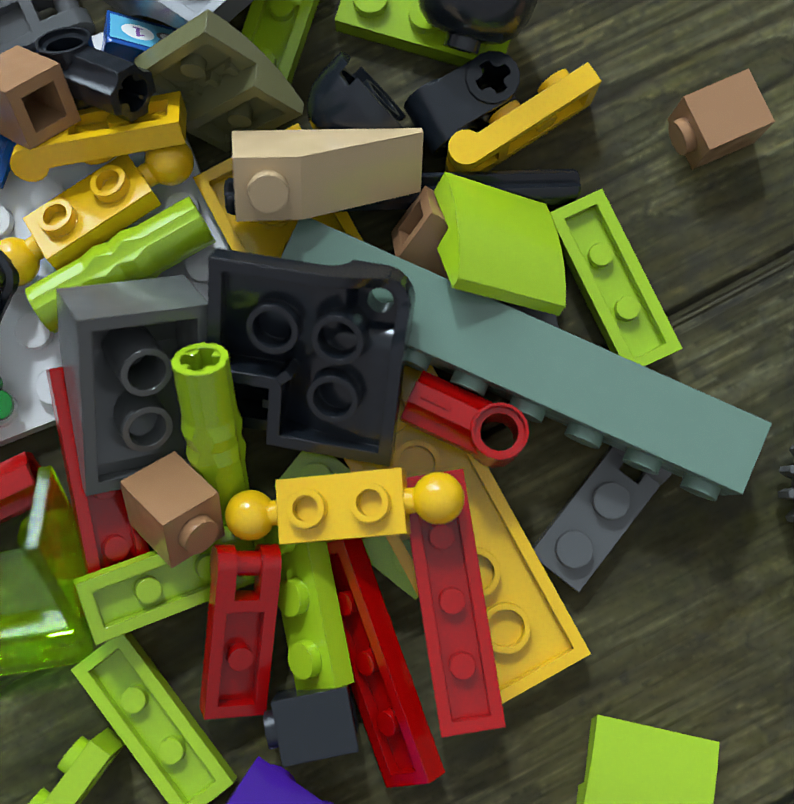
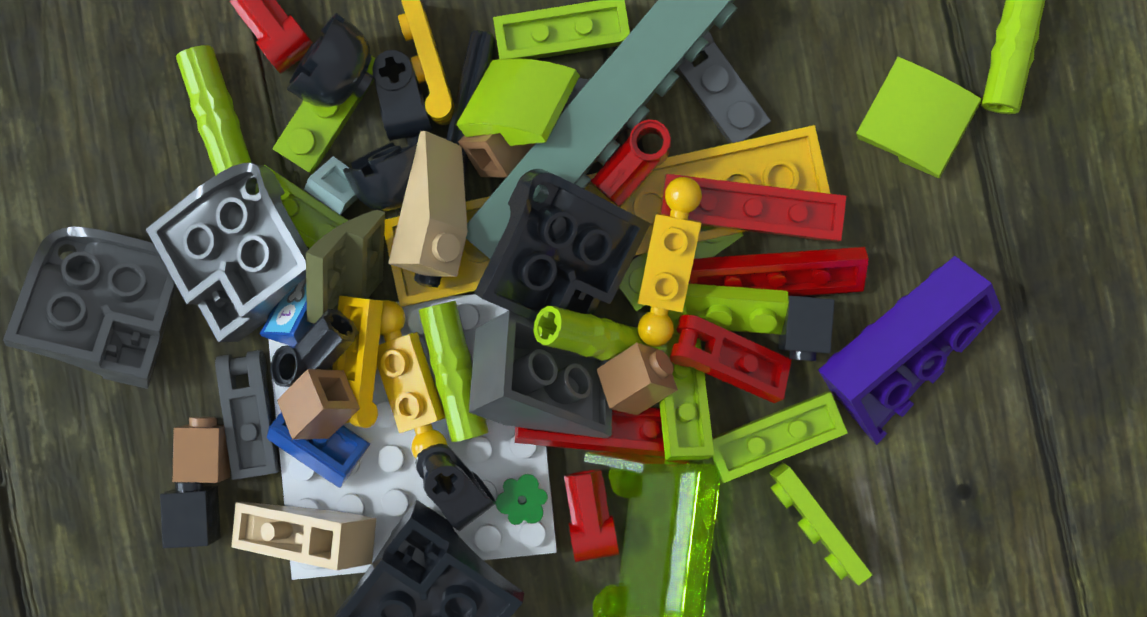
camera: 75 degrees left, 5 degrees up
(320, 44) = (331, 186): none -> light aqua plate

